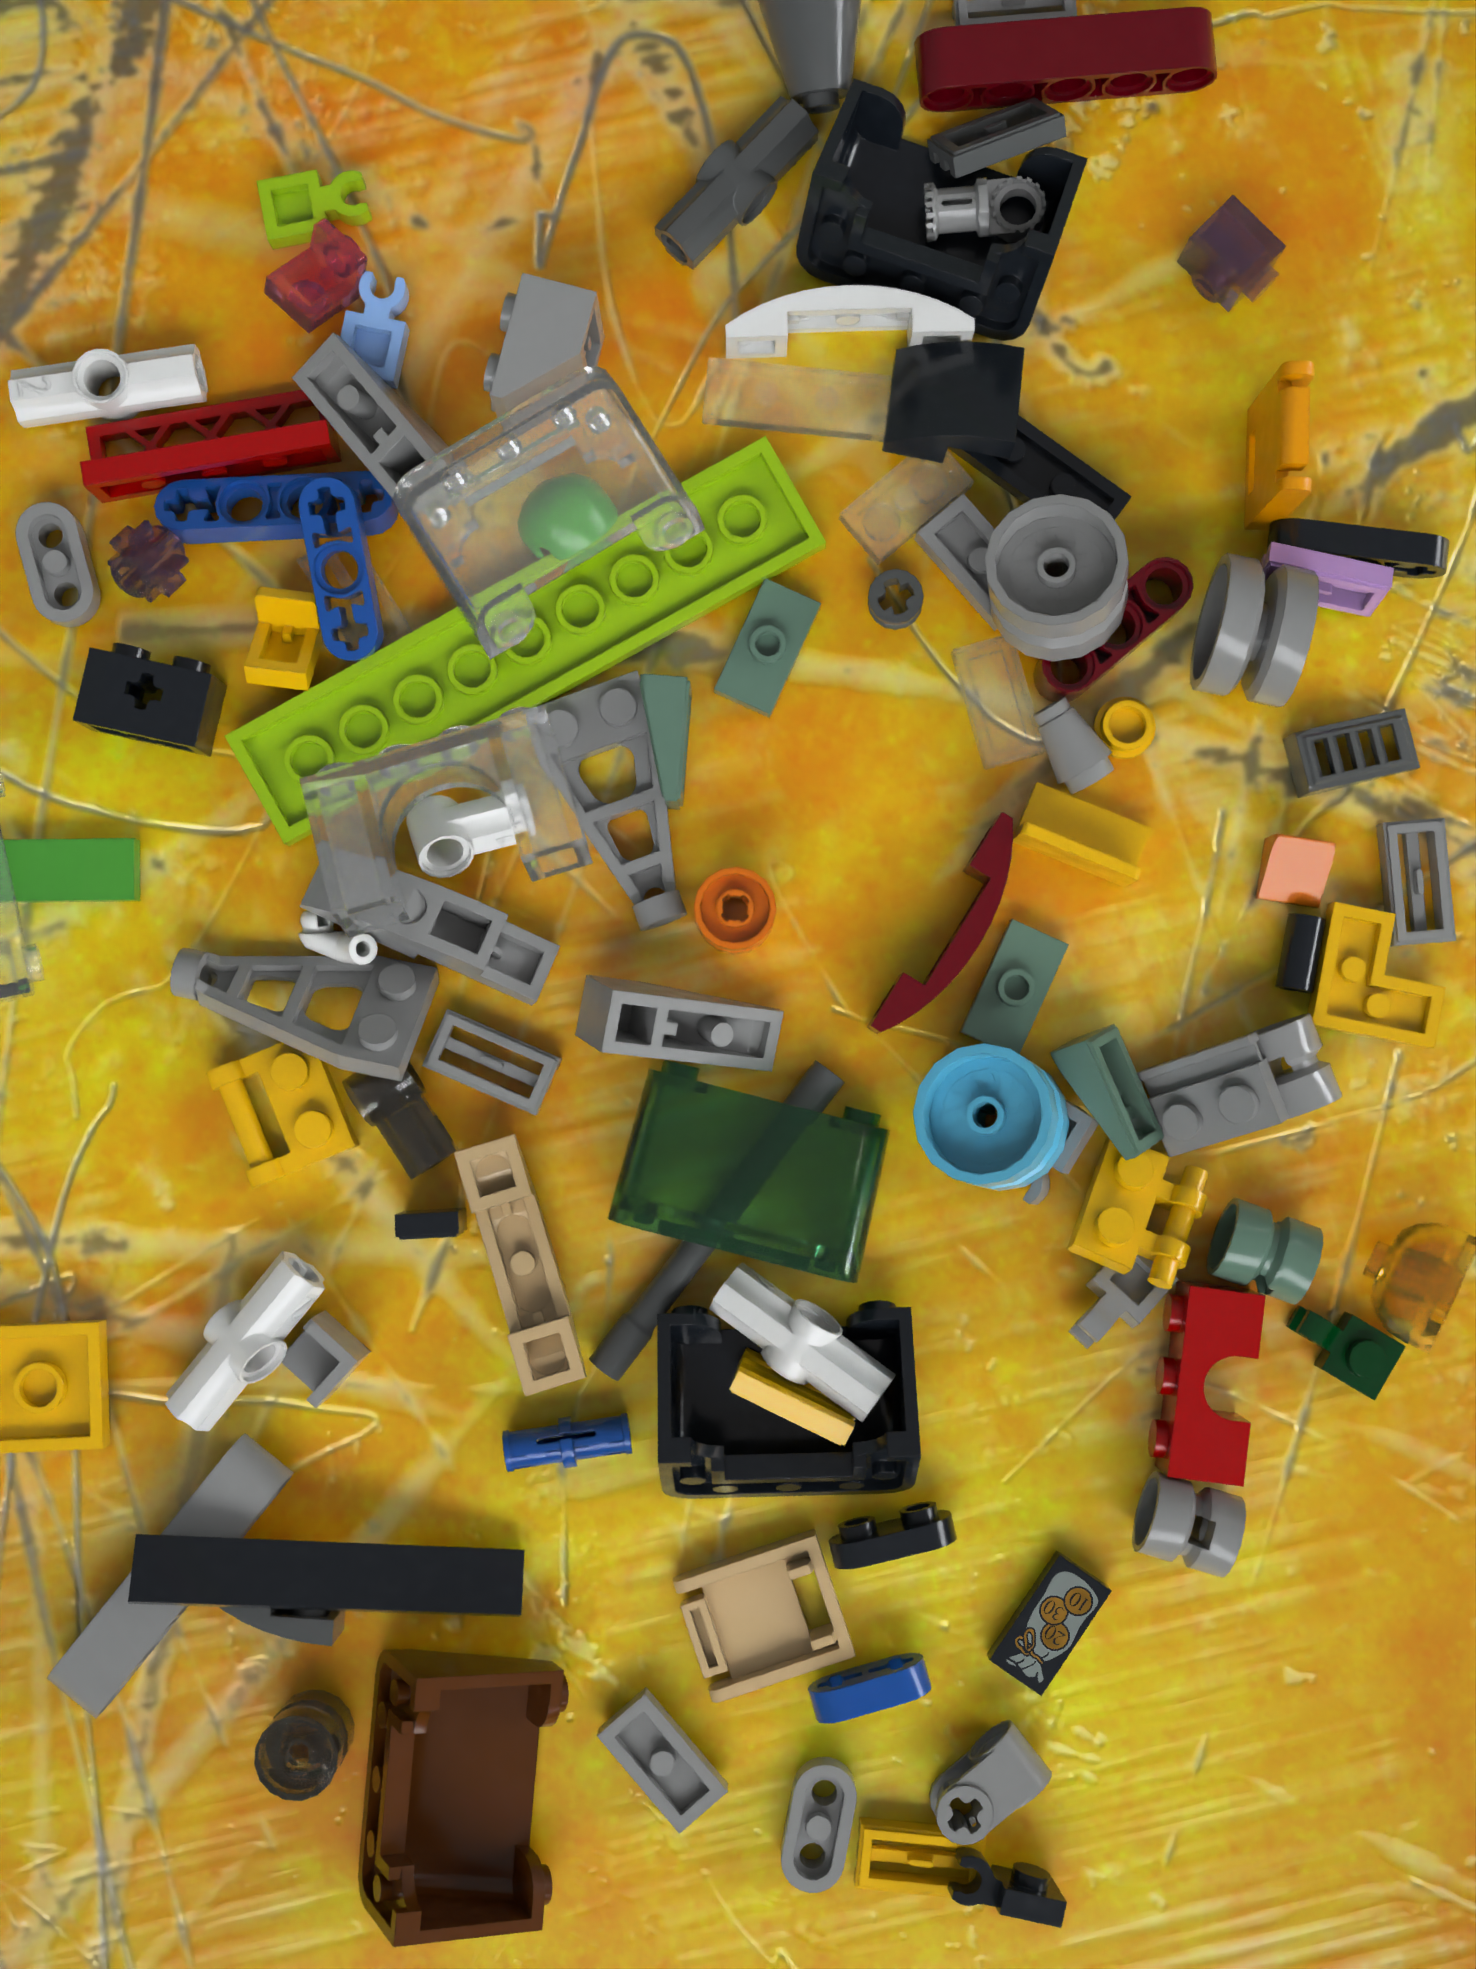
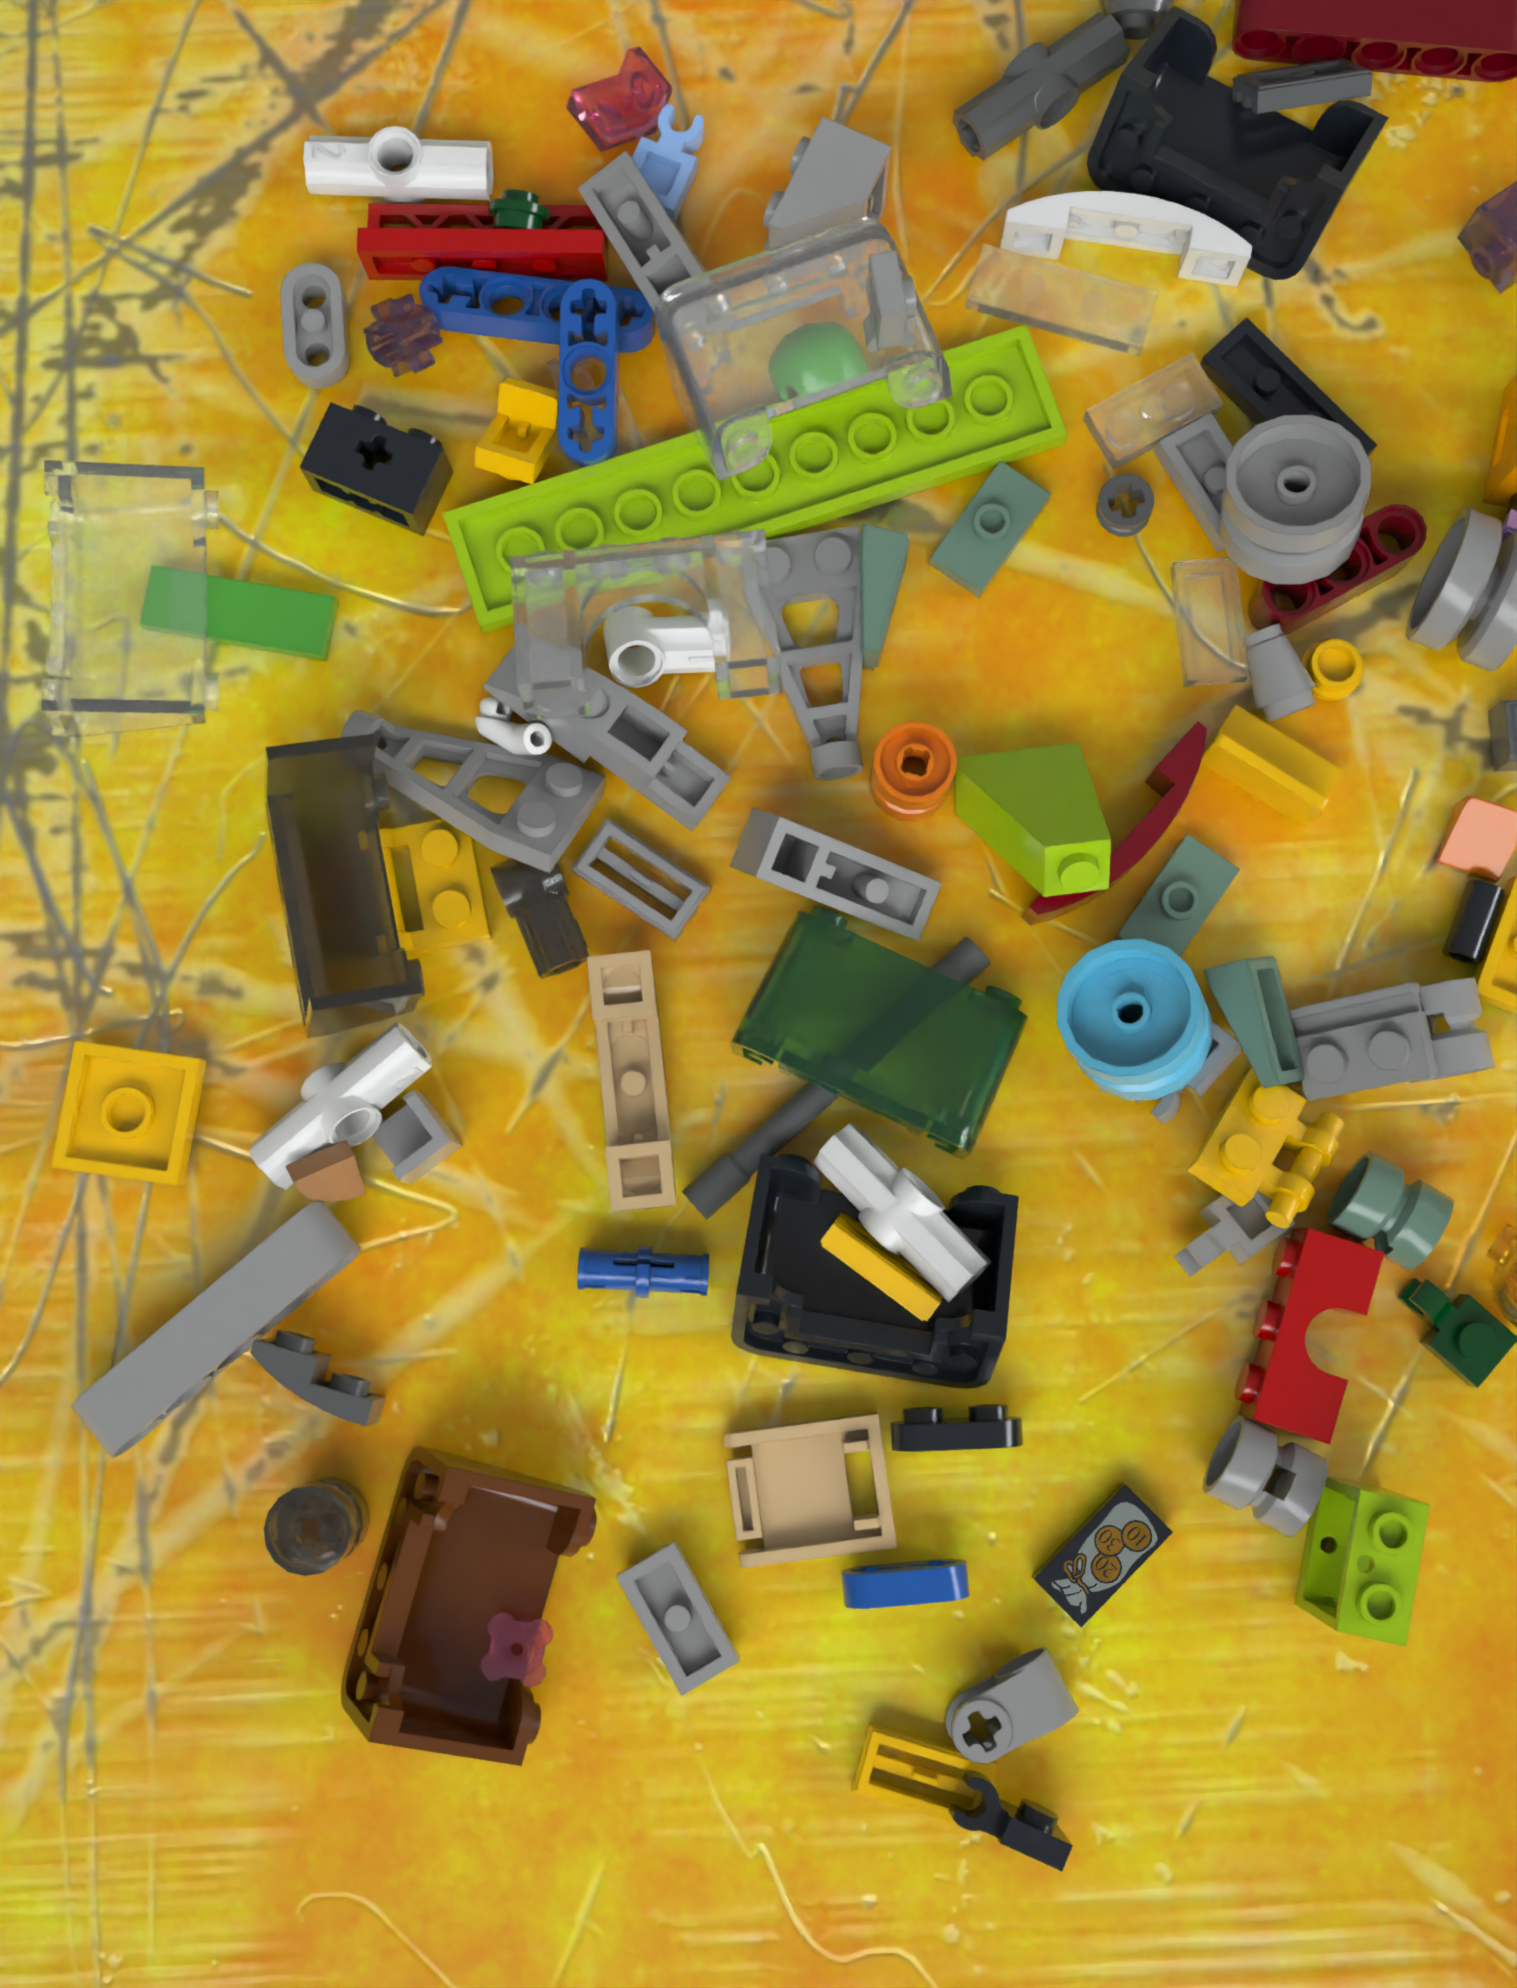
camera: 15 degrees right, 5 degrees down
(199, 1136) = (335, 884): none -> clear smoke windscreen
(237, 415) = (518, 211): none -> dark green plate
(245, 1411) = (328, 1174): none -> medium nougat tile
(299, 201) = (613, 28): lime plate -> none
(326, 1576) = (375, 1354): black tile -> none
(430, 1223) = (549, 1024): black tile -> none
(518, 1802) = (501, 1661): none -> clear pink plate
(625, 470) = (890, 304): none -> light grey plate
(818, 1821) = (828, 1715): light grey plate -> none
(863, 934) = (1038, 815): none -> lime slope
(954, 399) = (1218, 318): black slope -> none
(979, 208) = (1273, 146): light grey connector -> none
(1297, 1605) = (1374, 1567): none -> lime window

